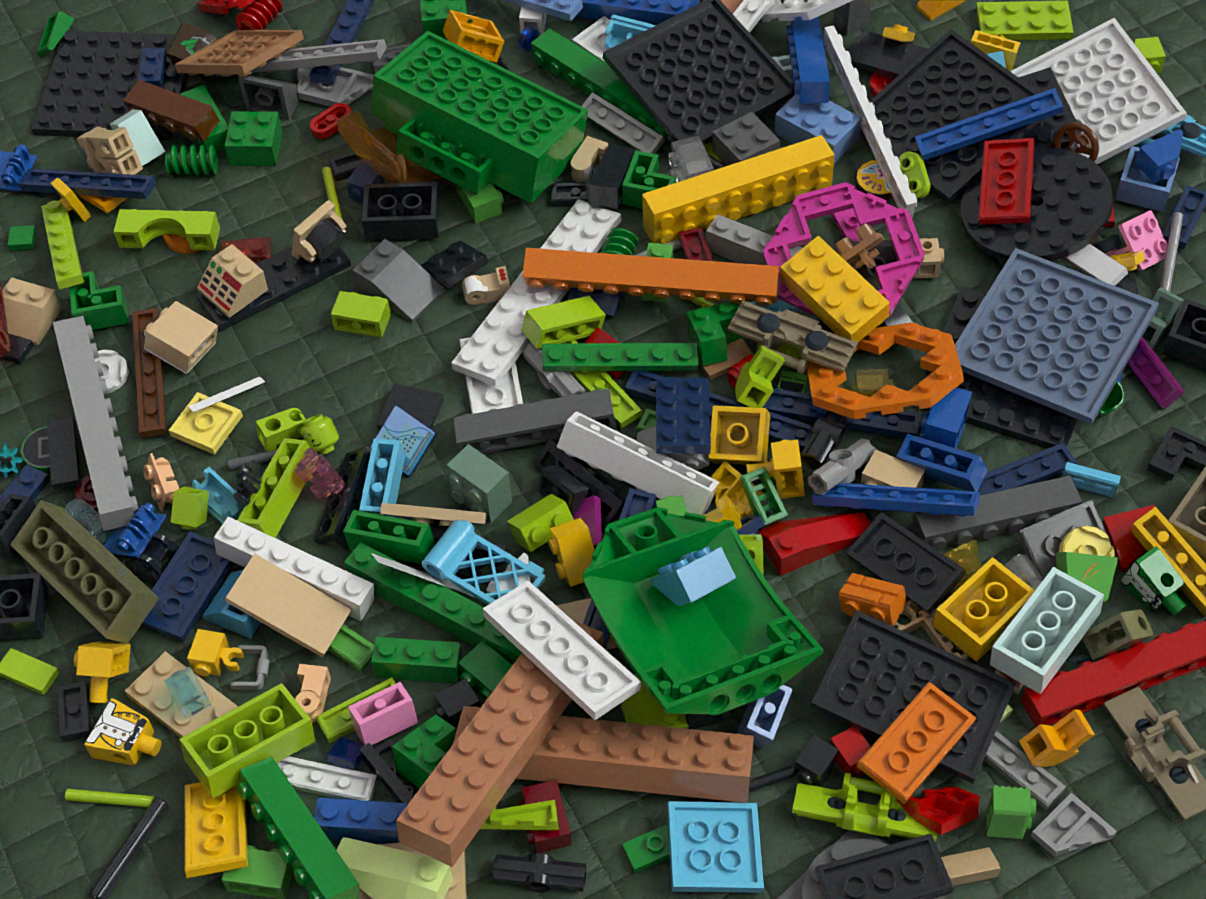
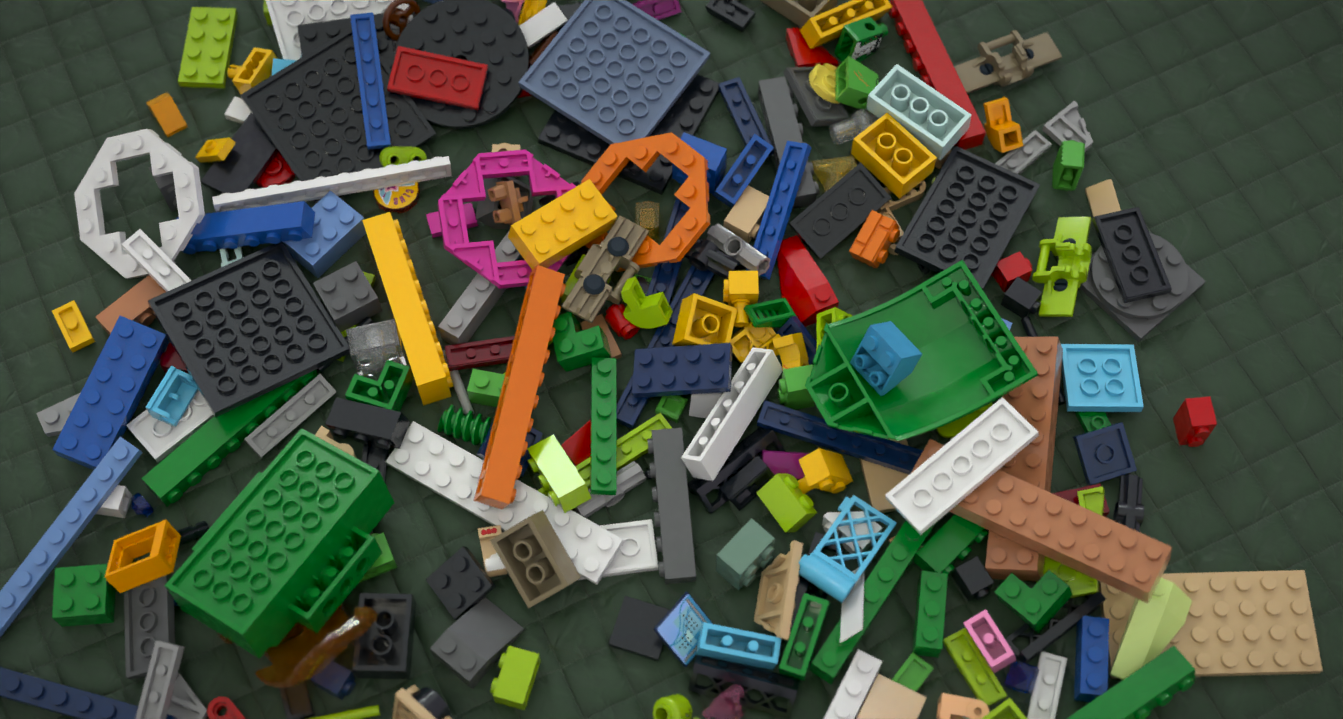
camera: 90 degrees left, 10 degrees up
(470, 306) = (535, 558): none -> dark tan brick
(613, 845) = (1104, 453): none -> dark blue plate
(916, 742) = (1015, 218): orange tile -> none
(943, 808) = (1061, 213): red slope -> none
(1092, 480) = (756, 70): medium azure tile -> none
(1125, 627) = (914, 60): olive torso -> none

